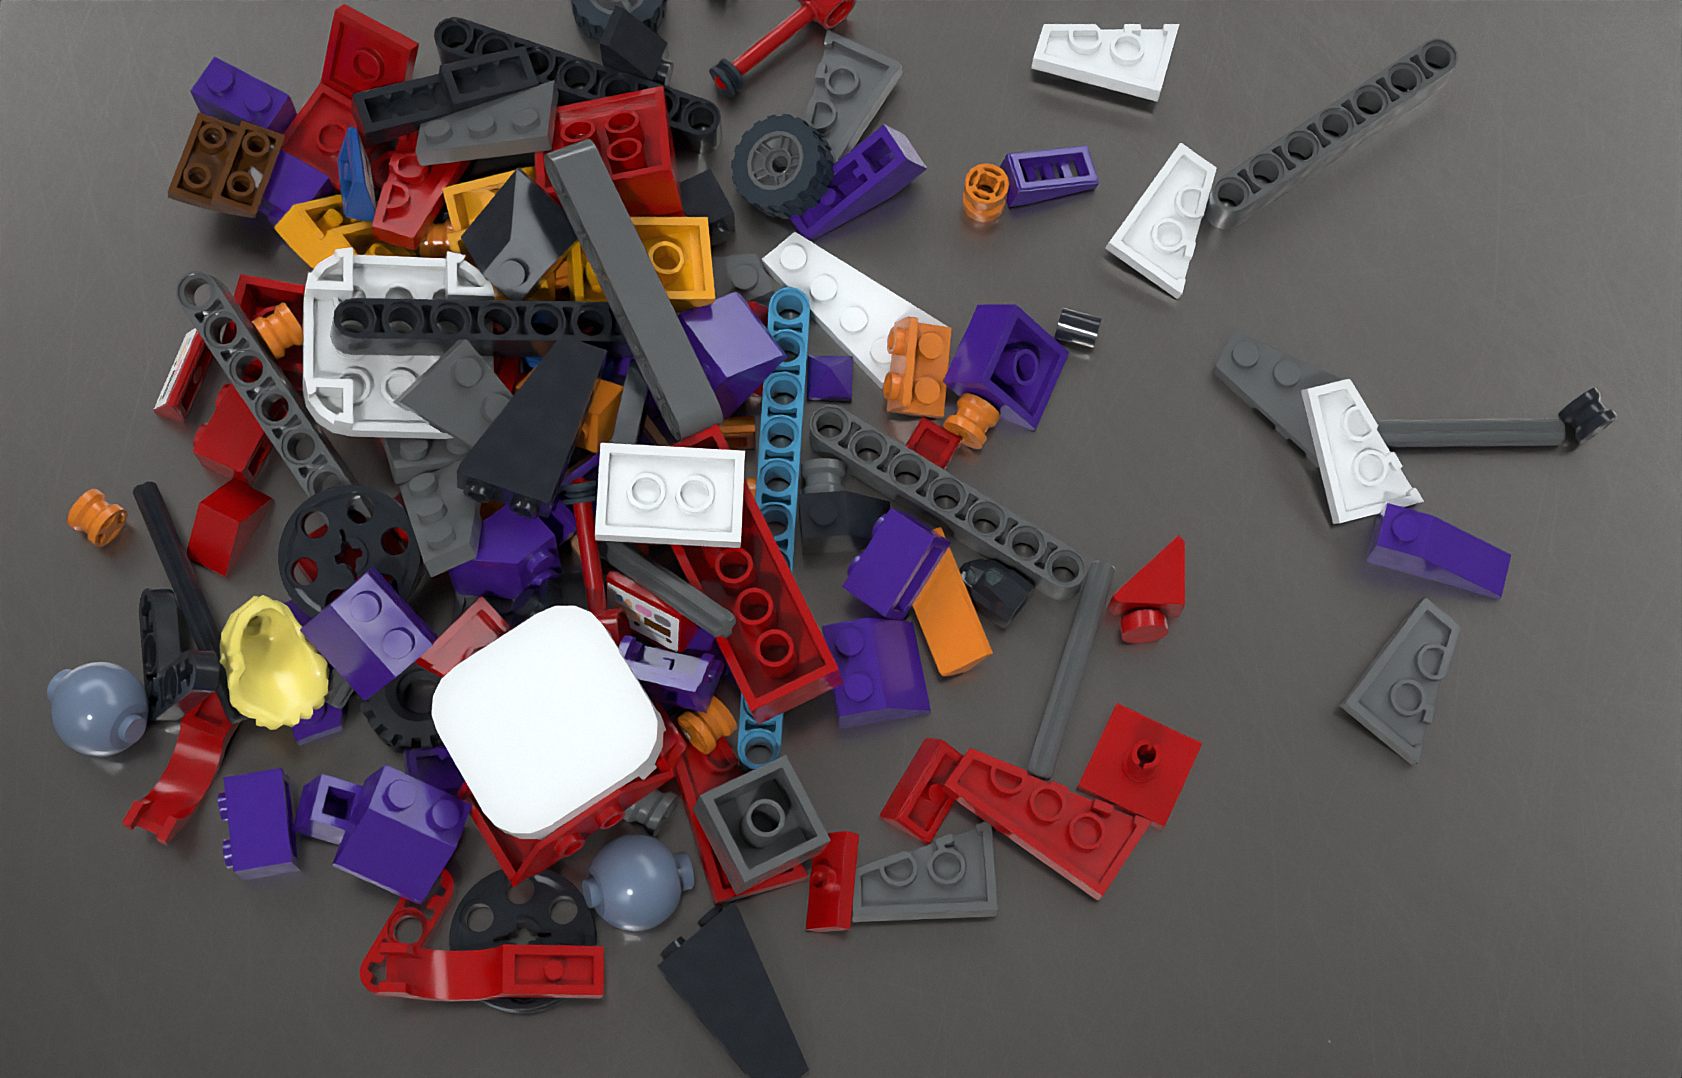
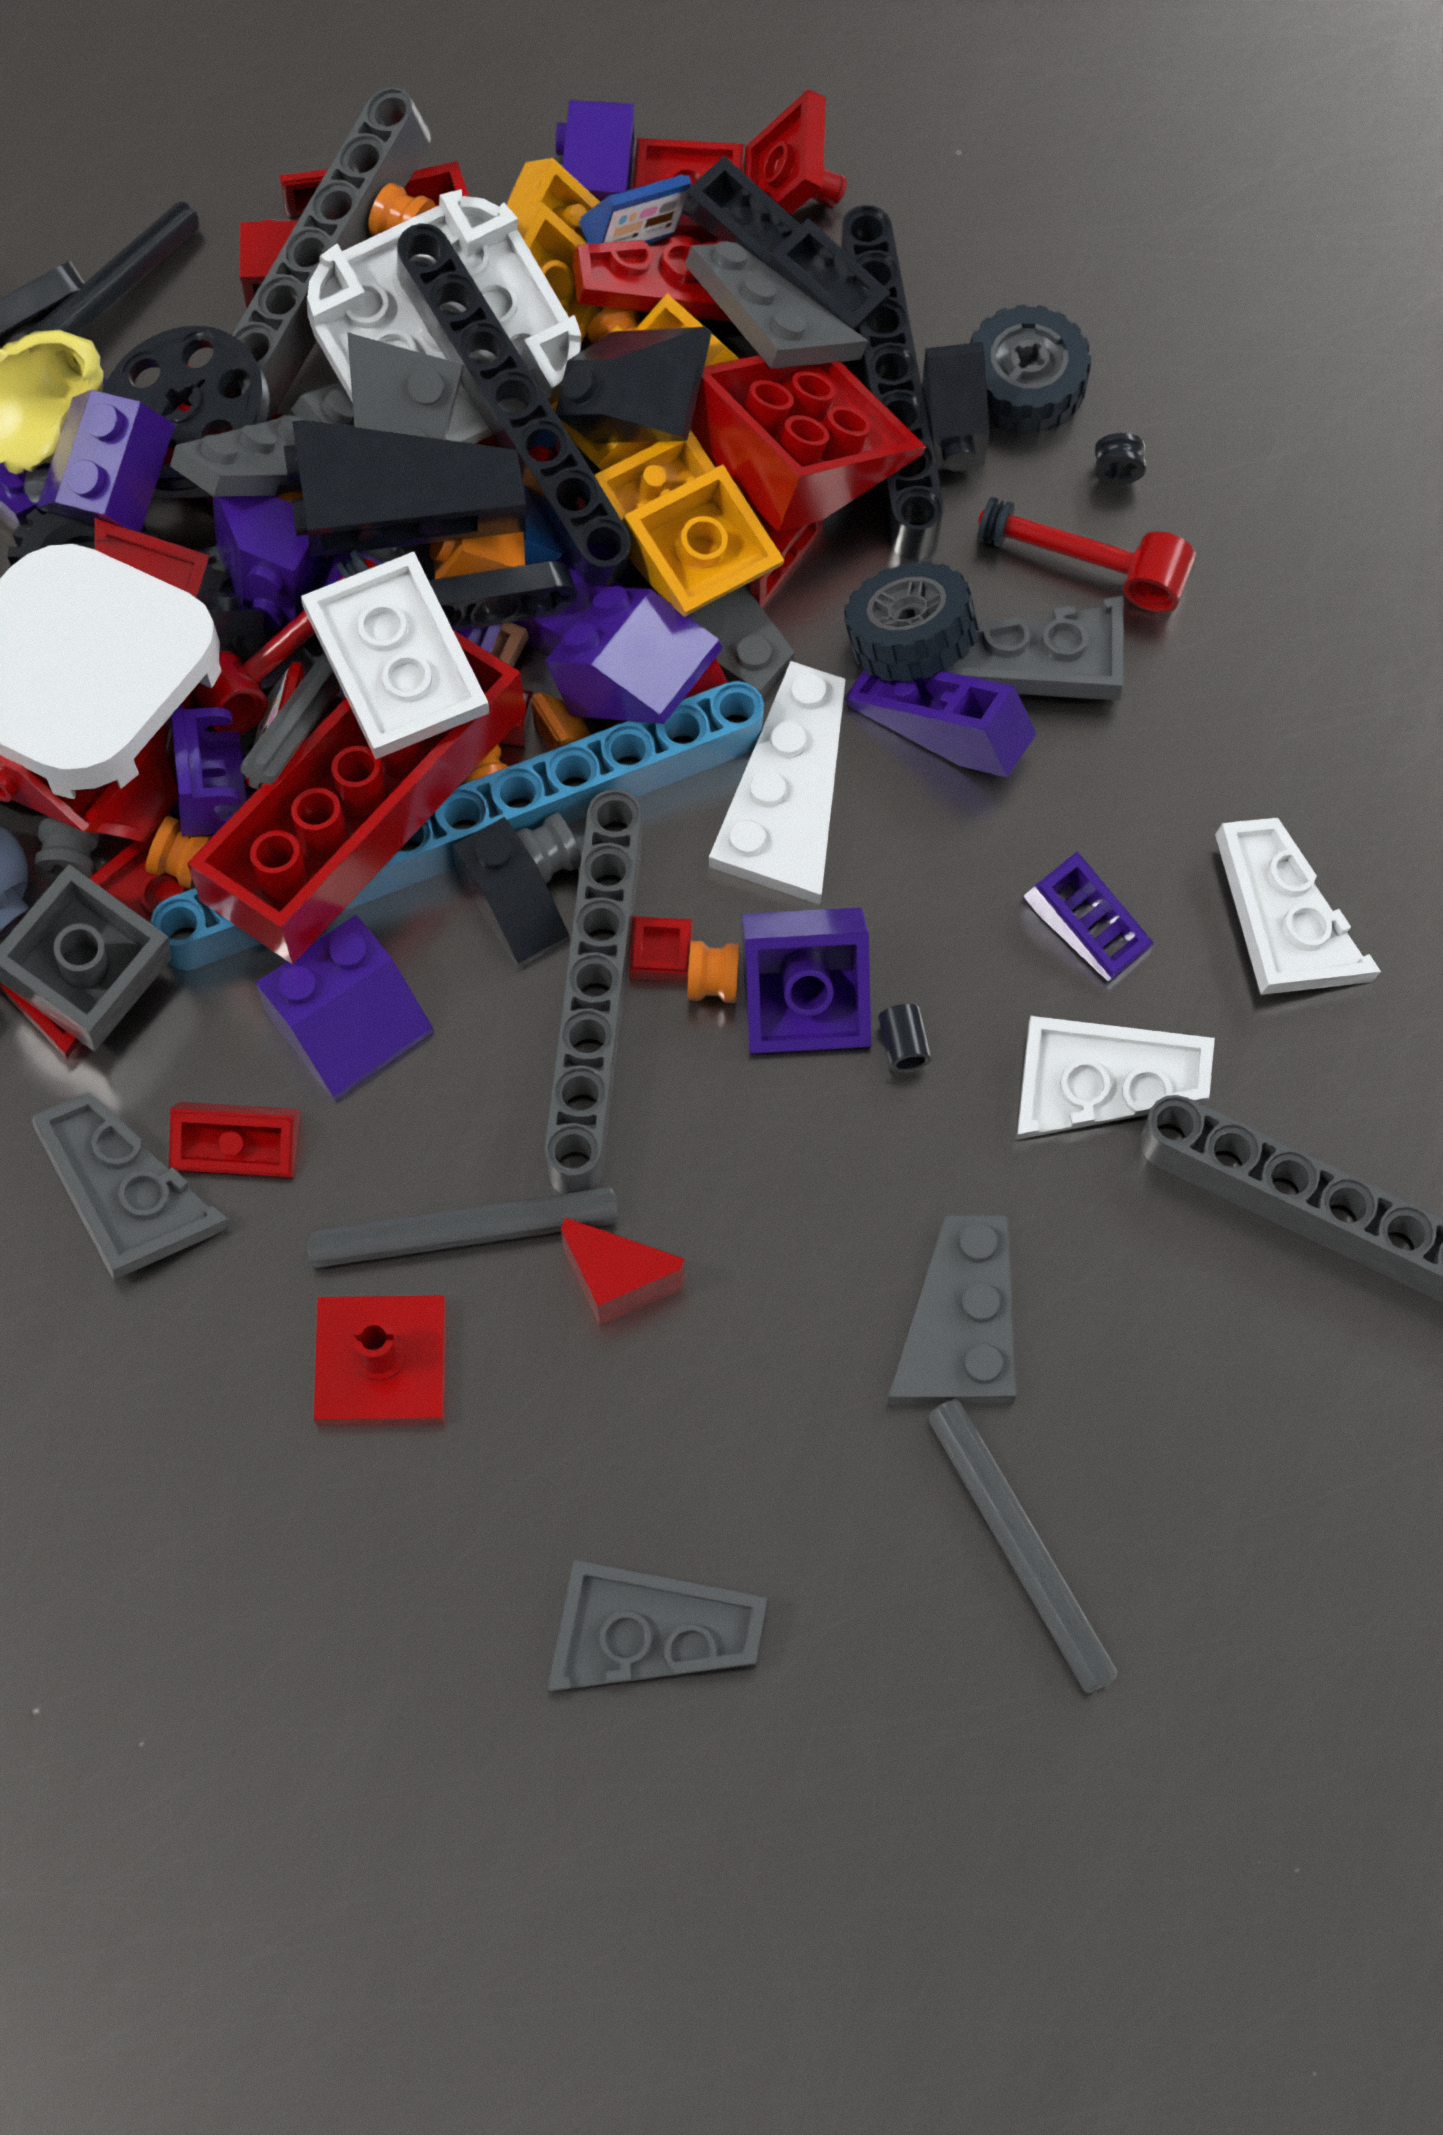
camera: 65 degrees right, 5 degrees down
(96, 517) = (130, 185): orange wheel -> none
(226, 166) = (576, 90): reddish brown slope -> none
(226, 526) = (186, 295): red slope -> none
(238, 96) = (669, 80): dark purple piece -> none
(633, 289) = (628, 508): dark grey beam -> none
(705, 198) = (815, 572): black brick -> none
(829, 378) = (689, 803): dark purple slope -> none
(833, 884) = (66, 1079): red plate -> none
(895, 564) = (478, 963): dark purple piece -> none
(917, 368) = (748, 877): orange bracket -> none
(950, 619) = (464, 1041): orange slope -> none
(980, 201) = (1016, 868): orange wheel -> none
(996, 590) = (515, 1096): black rock -> none
(1064, 830) = (254, 1295): red wing -> none
(1143, 626) = (556, 1281): red tile -> none
(1352, 457) = (911, 1428): white wing -> none
(1436, 551) = (844, 1595): dark purple slope -> none
(1587, 415) = (1139, 1703): black wheel -> none

